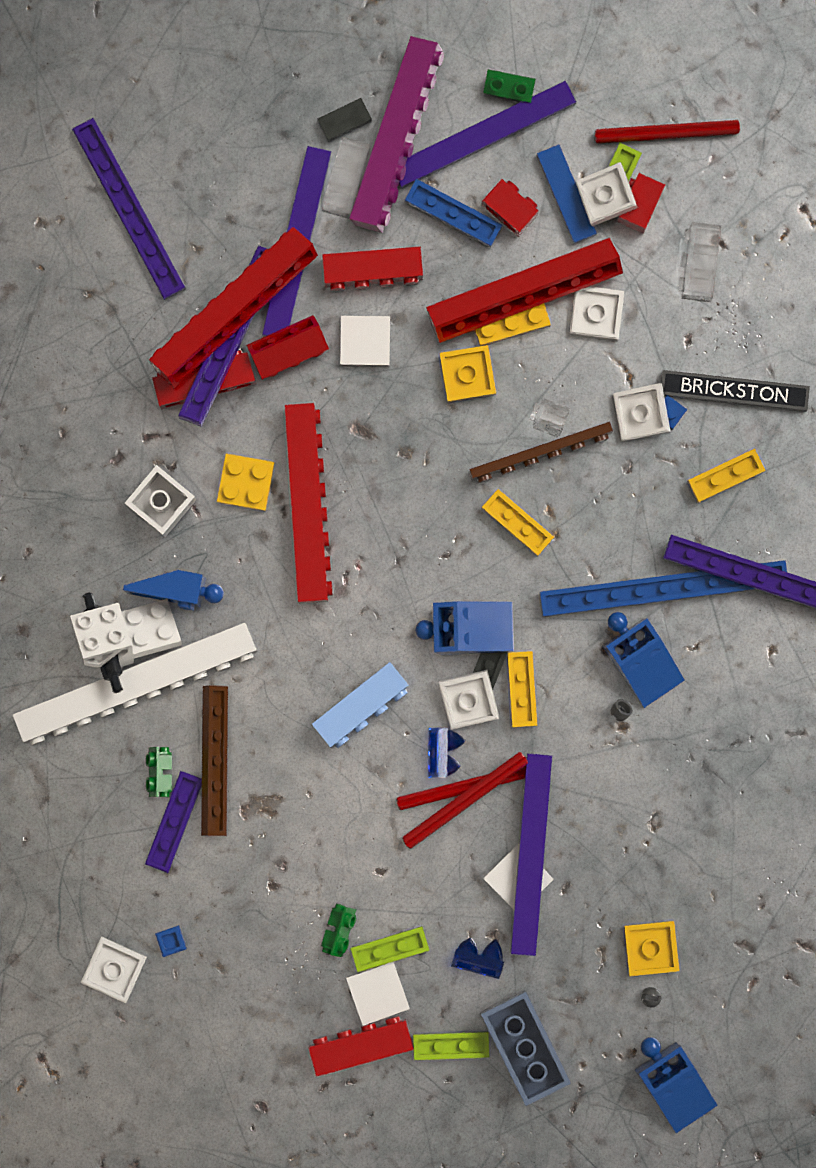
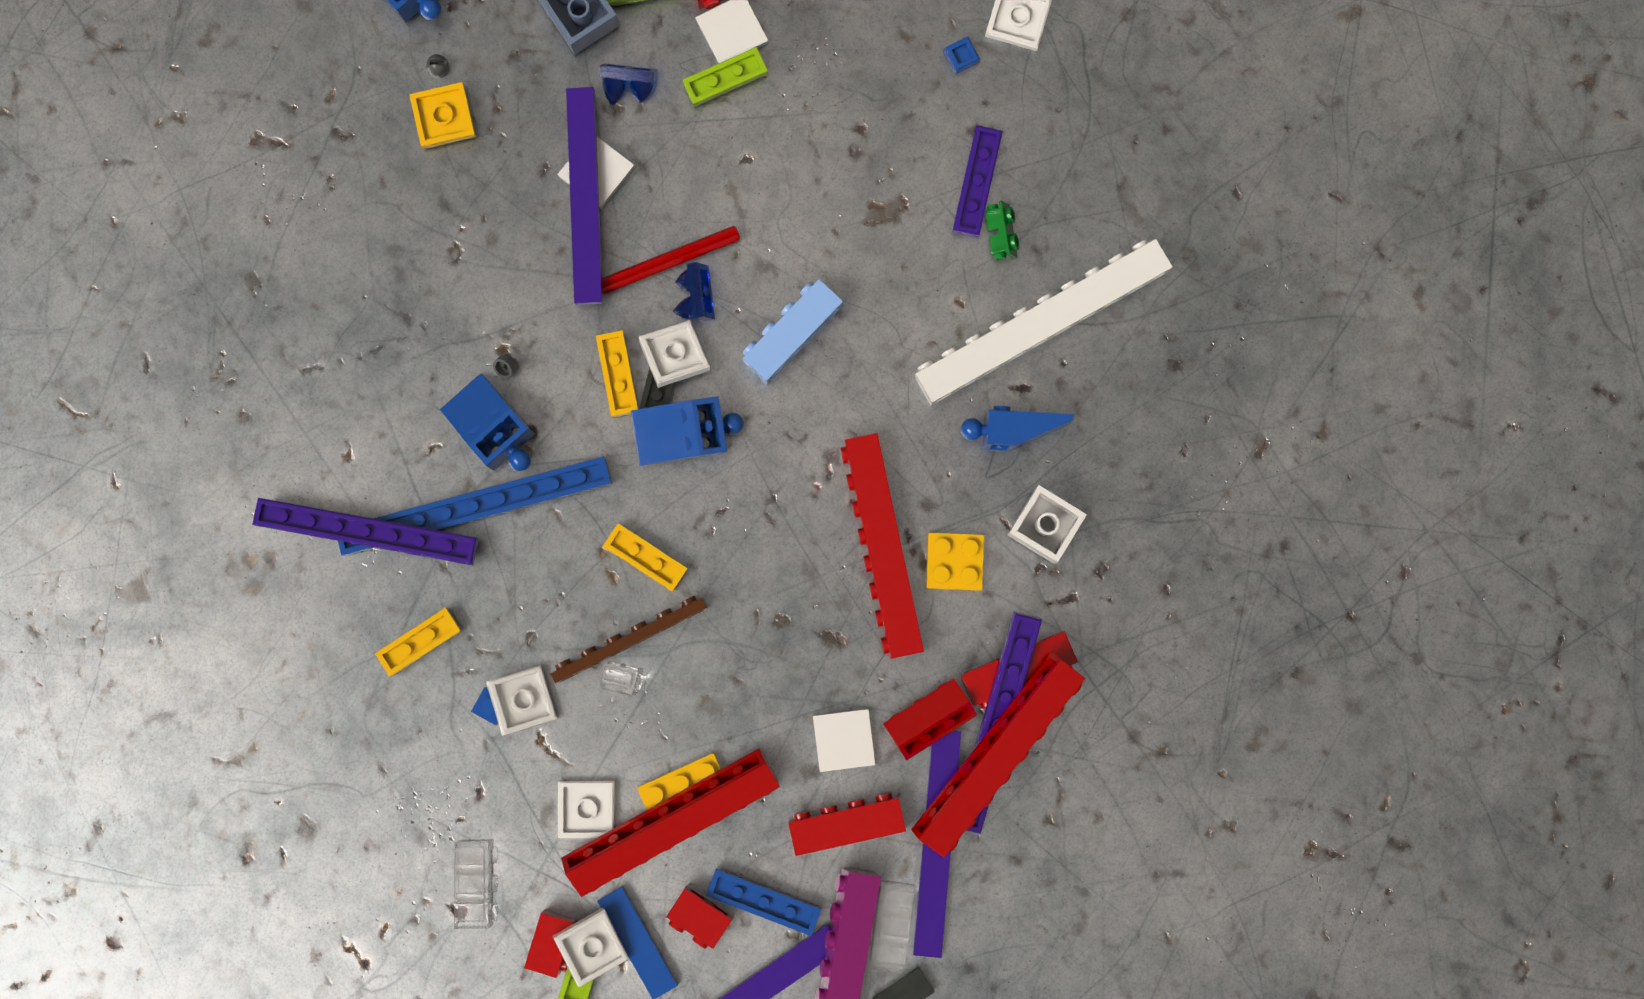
camera: 175 degrees right, 0 degrees up
(116, 637) = (1071, 366): white piece -> none
(128, 208) = (1134, 857): dark purple tile -> none
(214, 761) = (943, 250): reddish brown plate -> none
(337, 941) = (783, 78): green hinge -> none
(465, 800) = (663, 244): red axle -> none
(467, 373) = (723, 718): yellow plate -> none
(735, 390) = (419, 741): tile -> none

